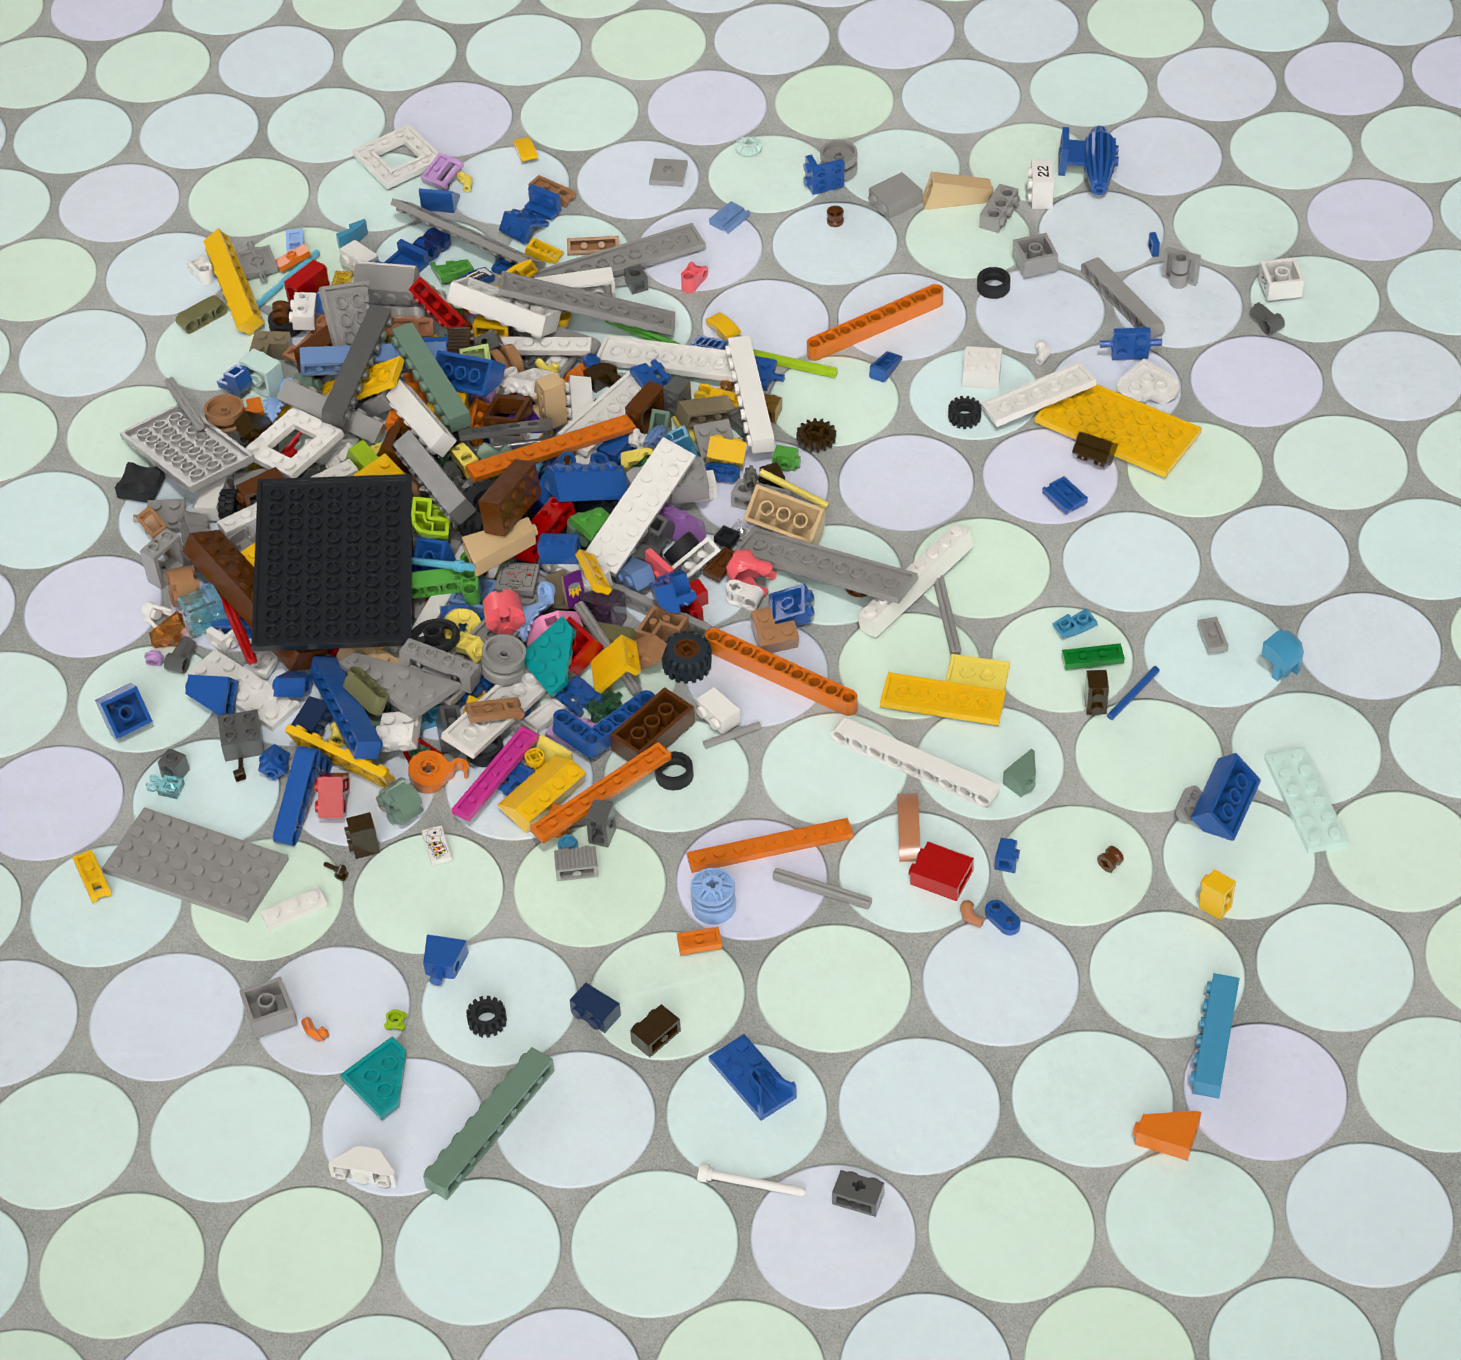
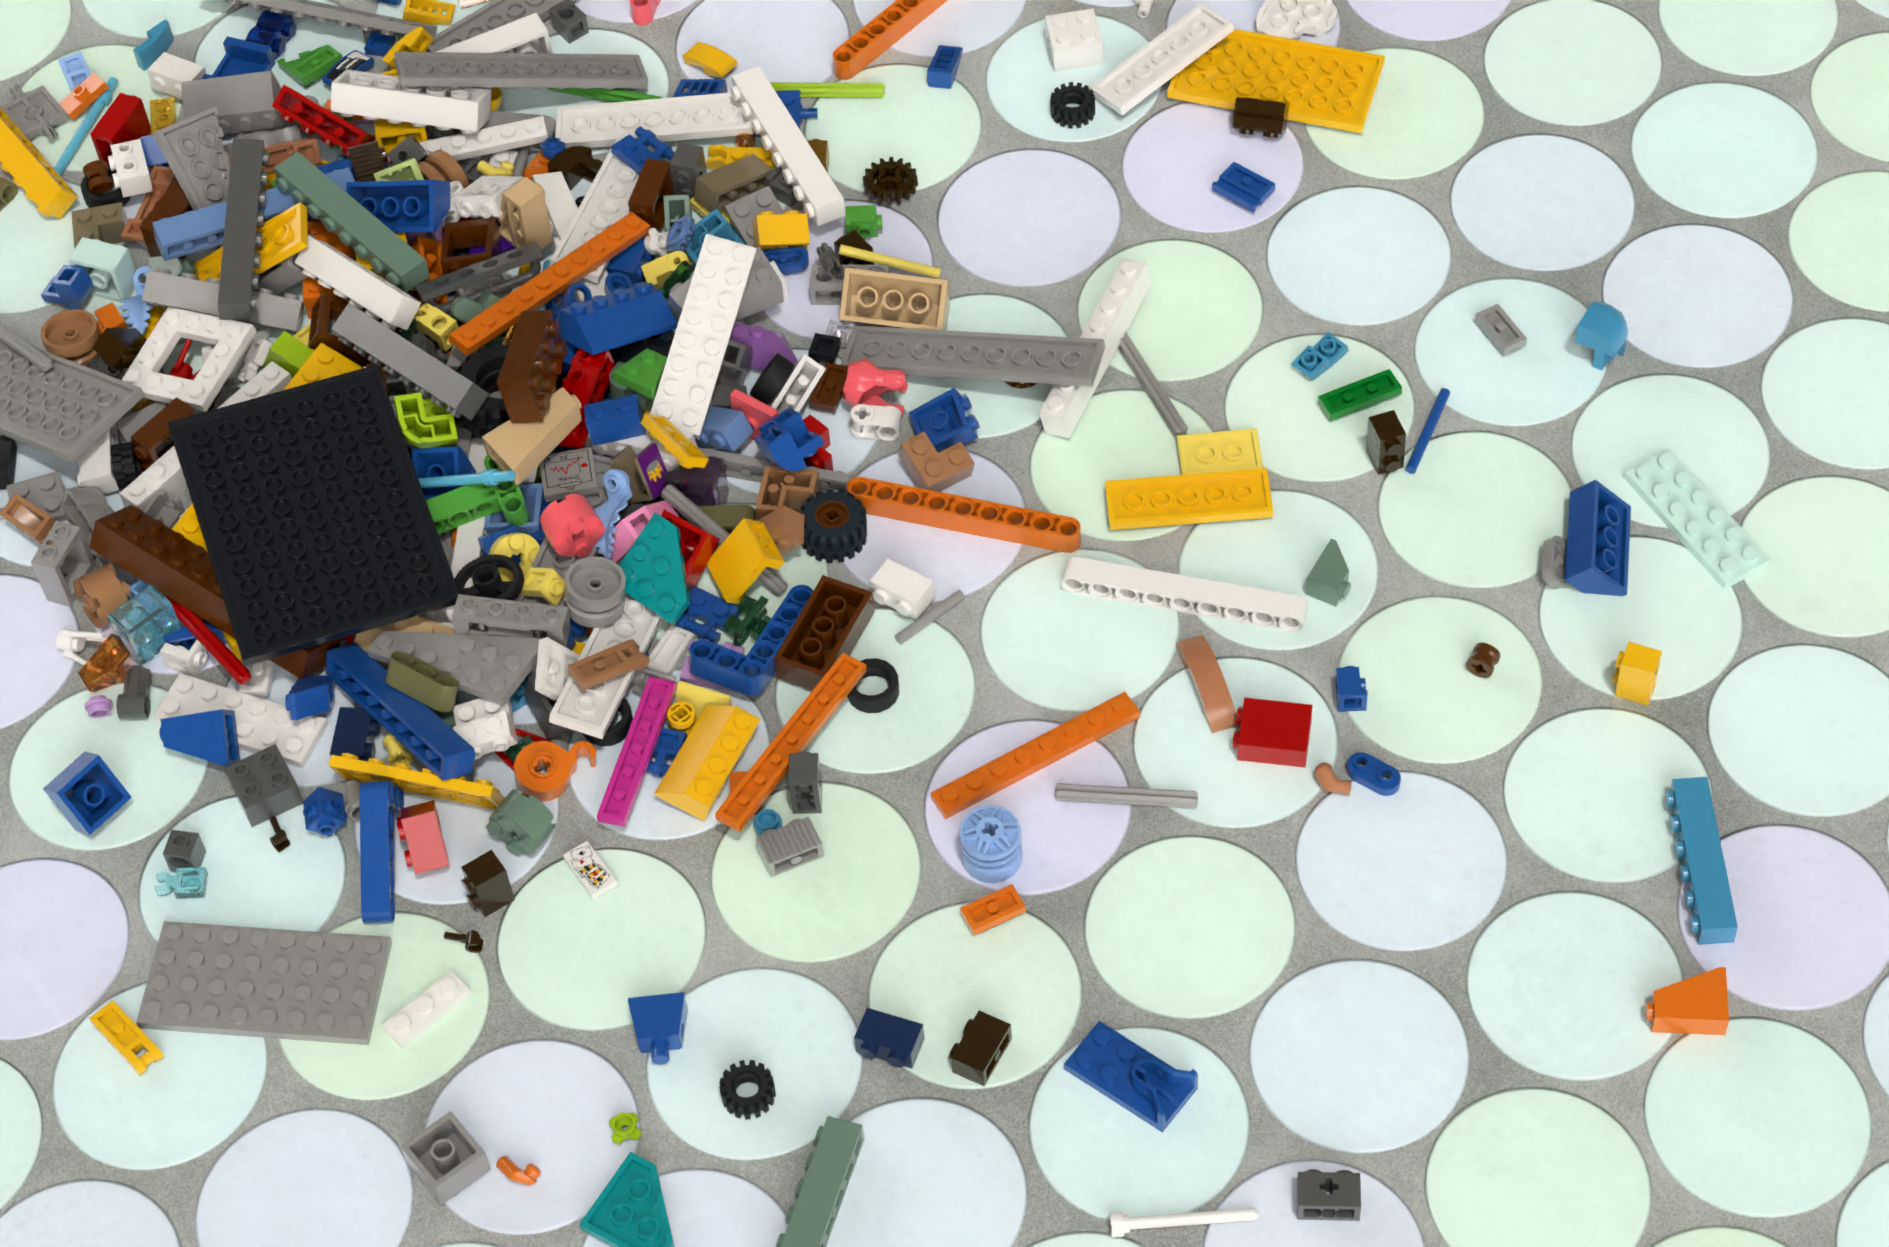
camera: 15 degrees left, 5 degrees up
(455, 701) = (552, 667): none -> white wing

